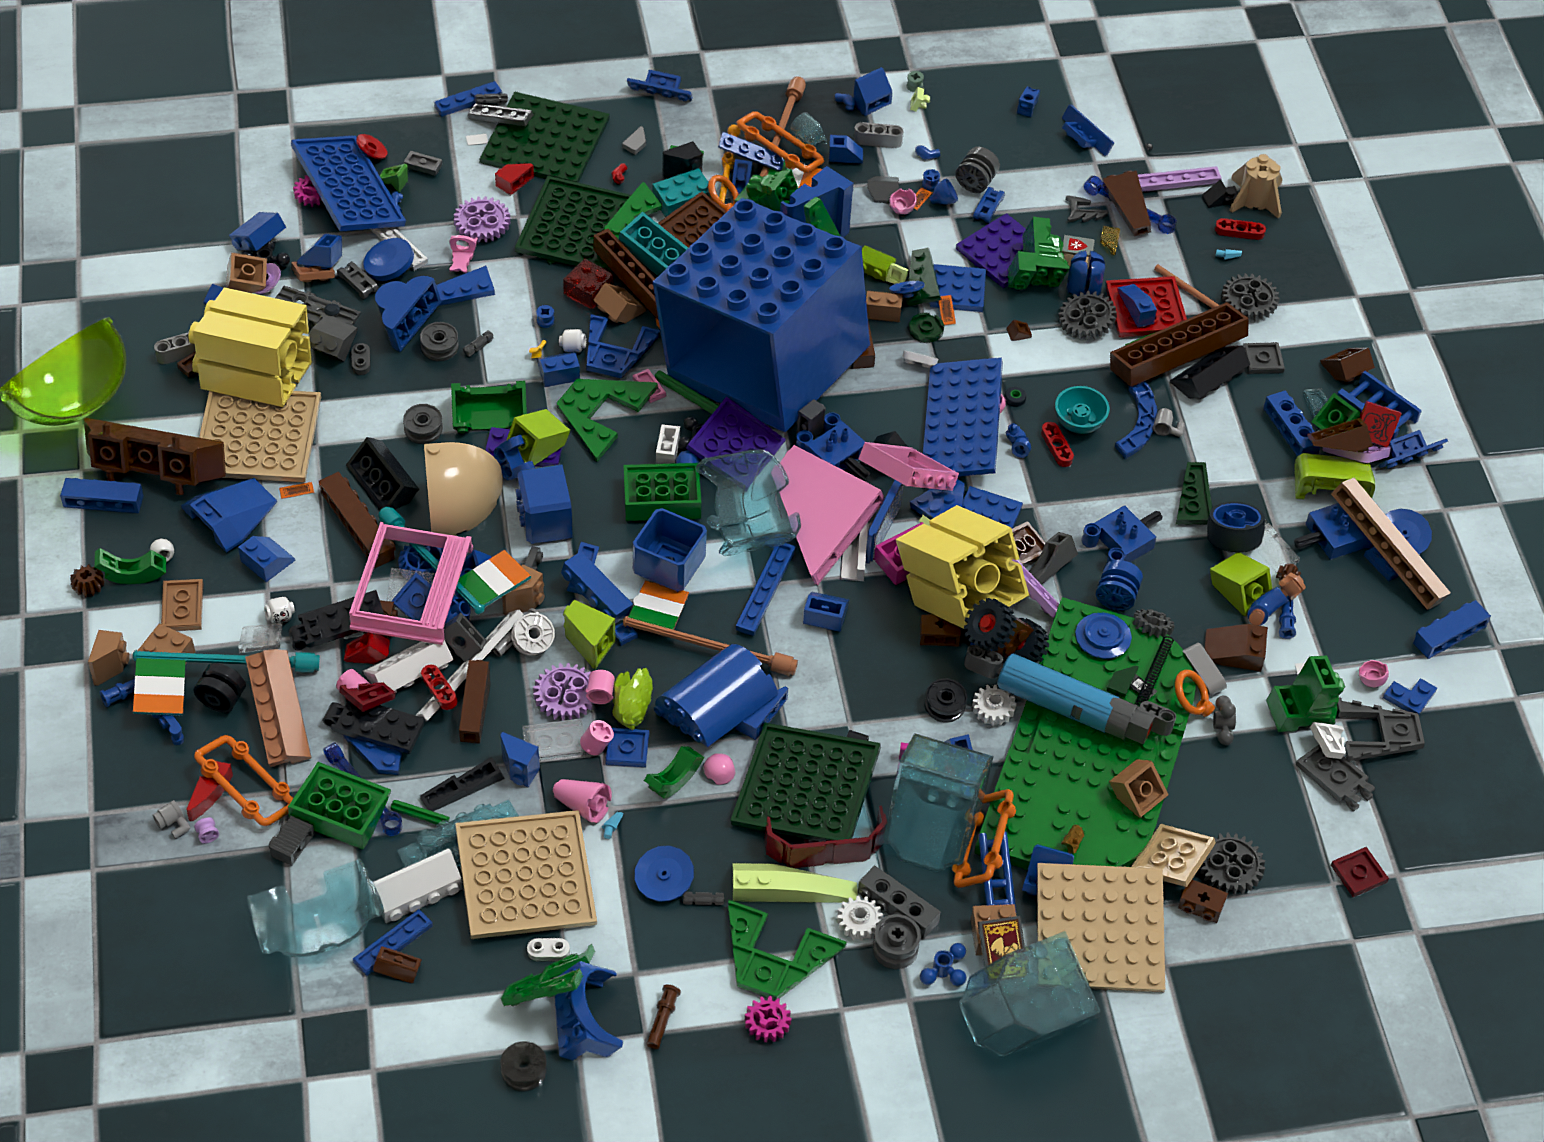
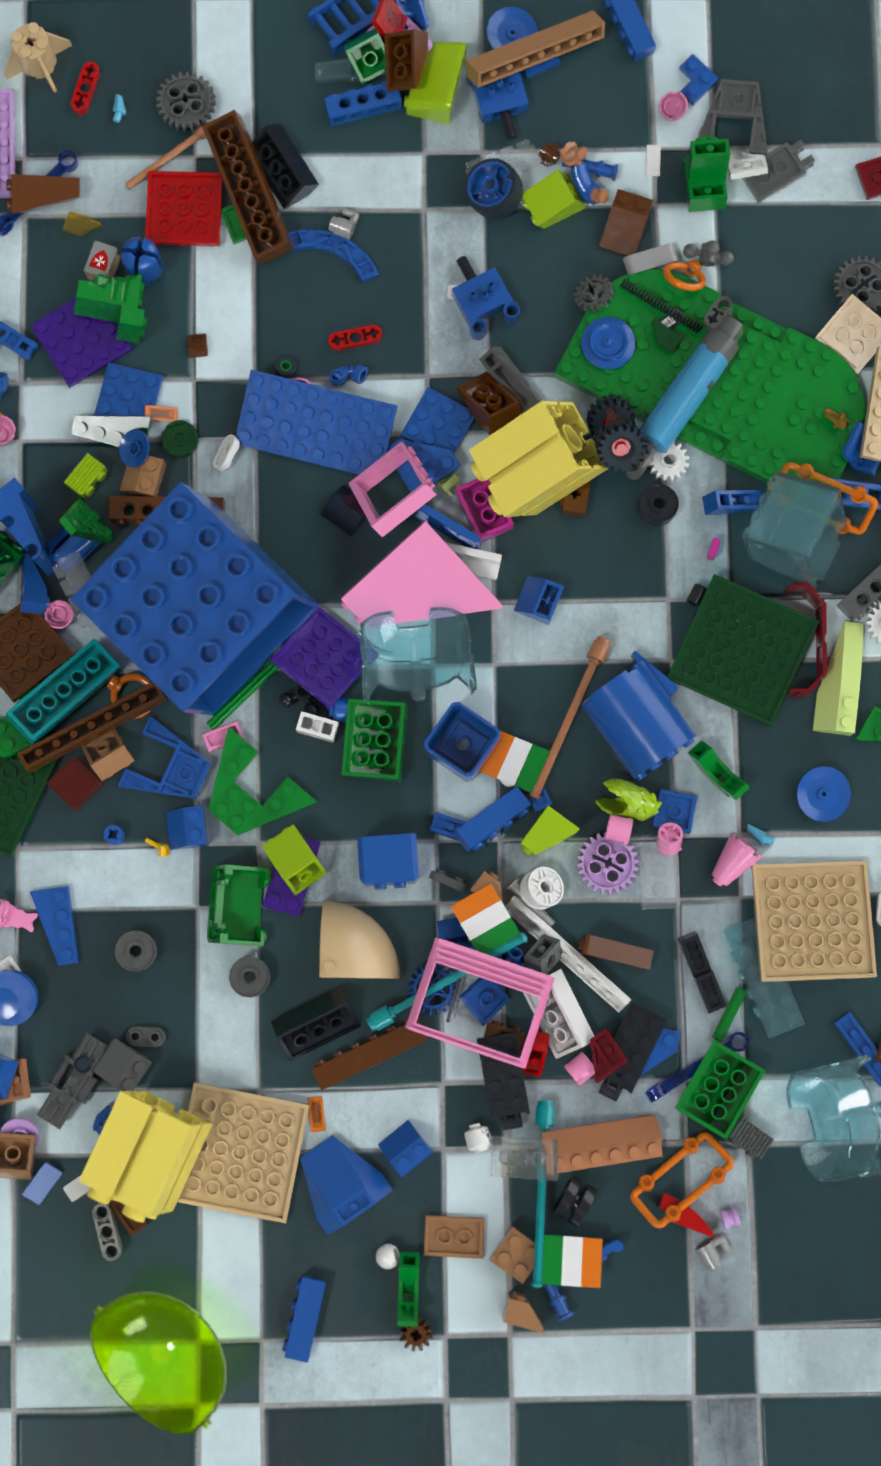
camera: 80 degrees left, 30 degrees up
(156, 452) = (280, 1240): reddish brown piece -> none
(357, 279) = (31, 1033): dark grey plate -> none
(406, 307) = (95, 985): blue brick -> none
(418, 885) = (818, 1022): white slope -> none
(439, 694) = (615, 985): red beam -> none
(478, 343) = (141, 909): dark grey axle -> none
(510, 458) = (321, 889): blue piece -> none
(520, 759) = (691, 914): blue slope -> none
(572, 340) = (155, 809): white head -> none
(703, 898) = (848, 760): dark grey axle -> none
(719, 768) = (709, 728): bright pink hair -> none
(765, 589) = (512, 658): blue plate -> none
(811, 418) = (304, 575): dark grey brick -> none
(836, 446) = (337, 558): blue piece -> none
(896, 274) = (106, 455): yellowish green tile -> none
(1039, 593) = (551, 392): lavender plate -> none
(1081, 409) = (325, 294): teal piece -> none
(1087, 214) = (38, 250): dark grey piece -> none
(1087, 315) = (202, 259): dark grey gear -> none
(1119, 585) = (549, 315): blue wheel -> none
(1138, 304) = (186, 216): blue slope -> none
(1139, 787) = (788, 348): medium nougat slope -> none
(1195, 496) = (443, 219): dark green wing -> none
(1219, 195) = (34, 96): black slope -> none
(1264, 358) = (266, 108): dark grey tile -> none
(1348, 363) = (289, 28): reddish brown slope -> none

